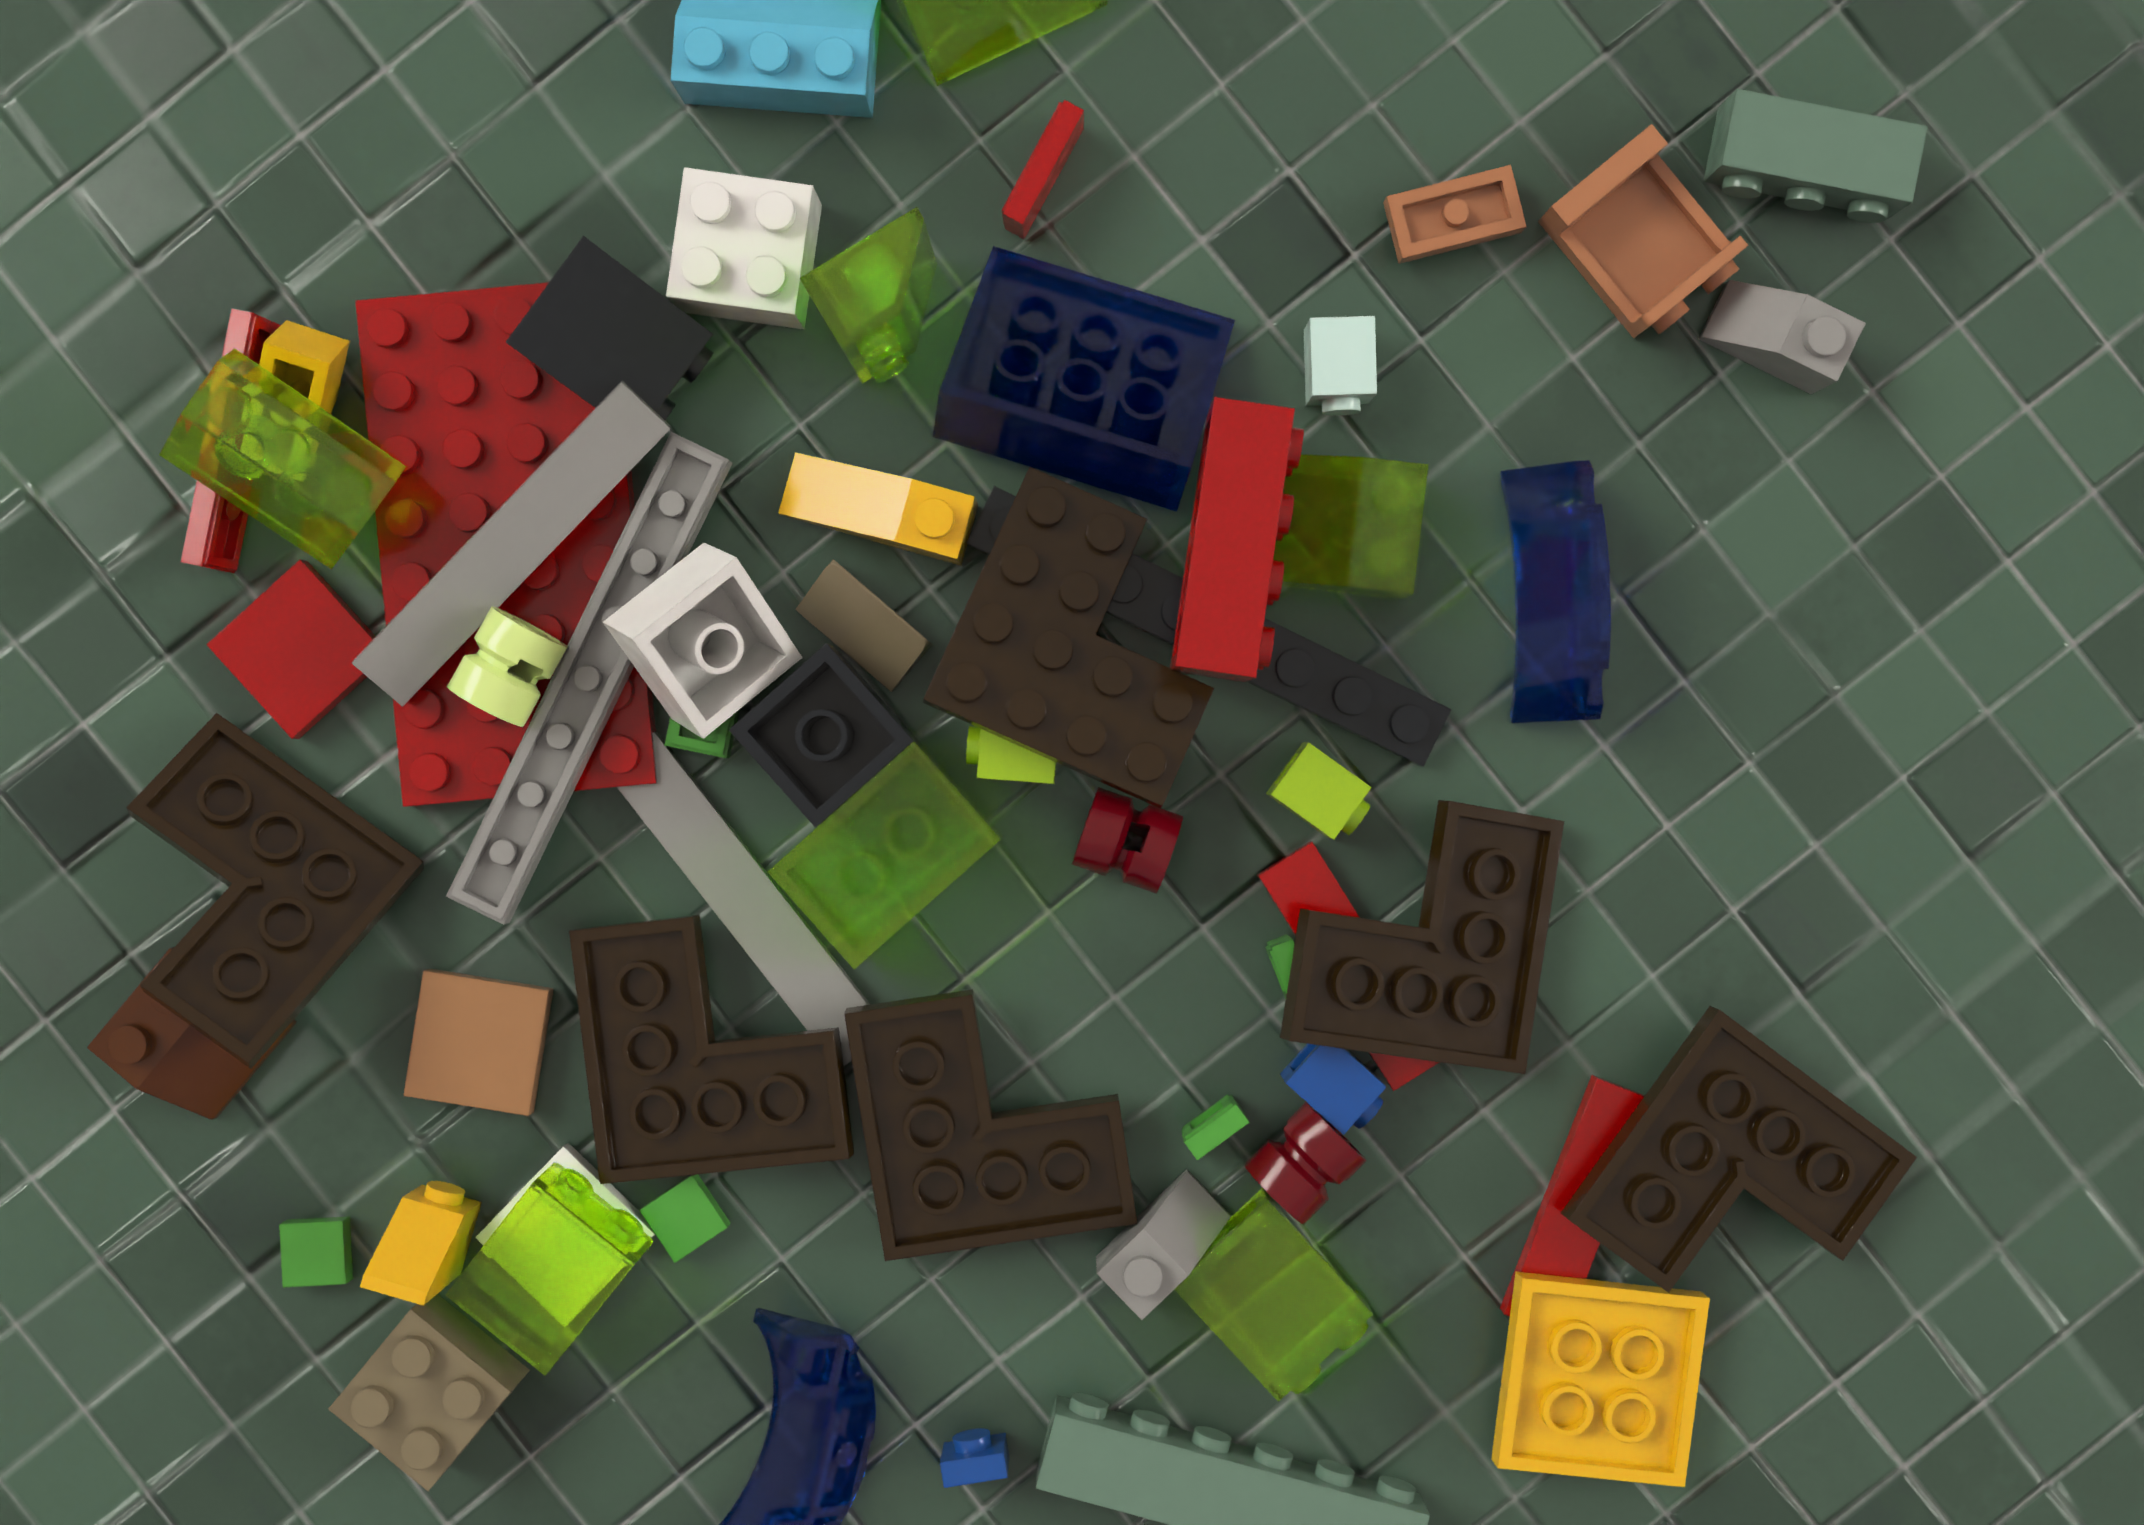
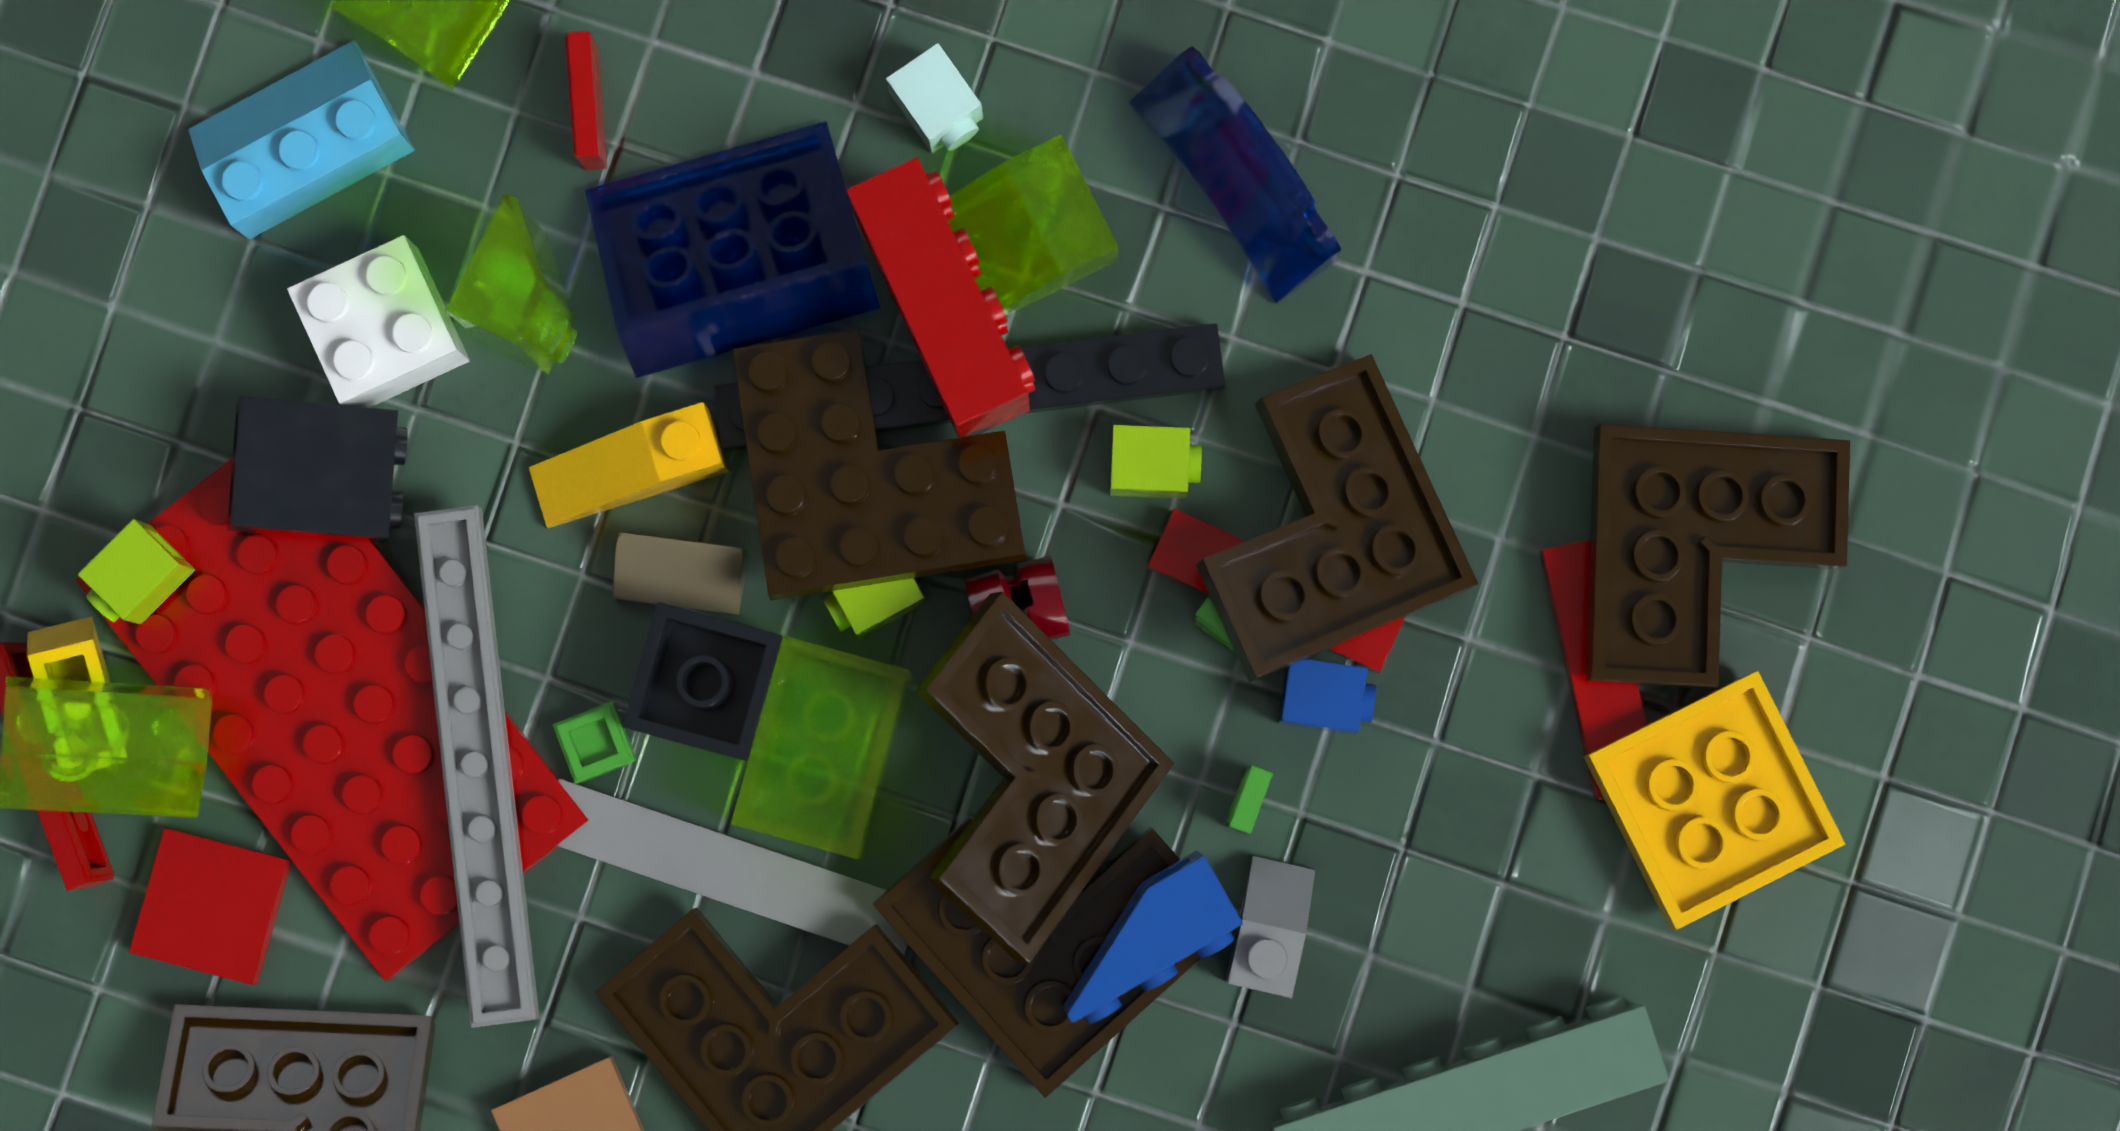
camera: 30 degrees left, 5 degrees down
(402, 329) = (134, 574): none -> lime brick
(507, 667) = (401, 795): yellowish green wheel -> none
(512, 543) = (339, 693): light grey tile -> none
(703, 639) = (552, 666): white brick -> none
(1074, 1189) = (1161, 924): none -> blue slope
(1082, 1002) = (1067, 766): none -> dark brown plate
(1274, 1298) = (1394, 911): clear neon green panel -> none
(1305, 1162) = (1344, 779): dark red wheel -> none

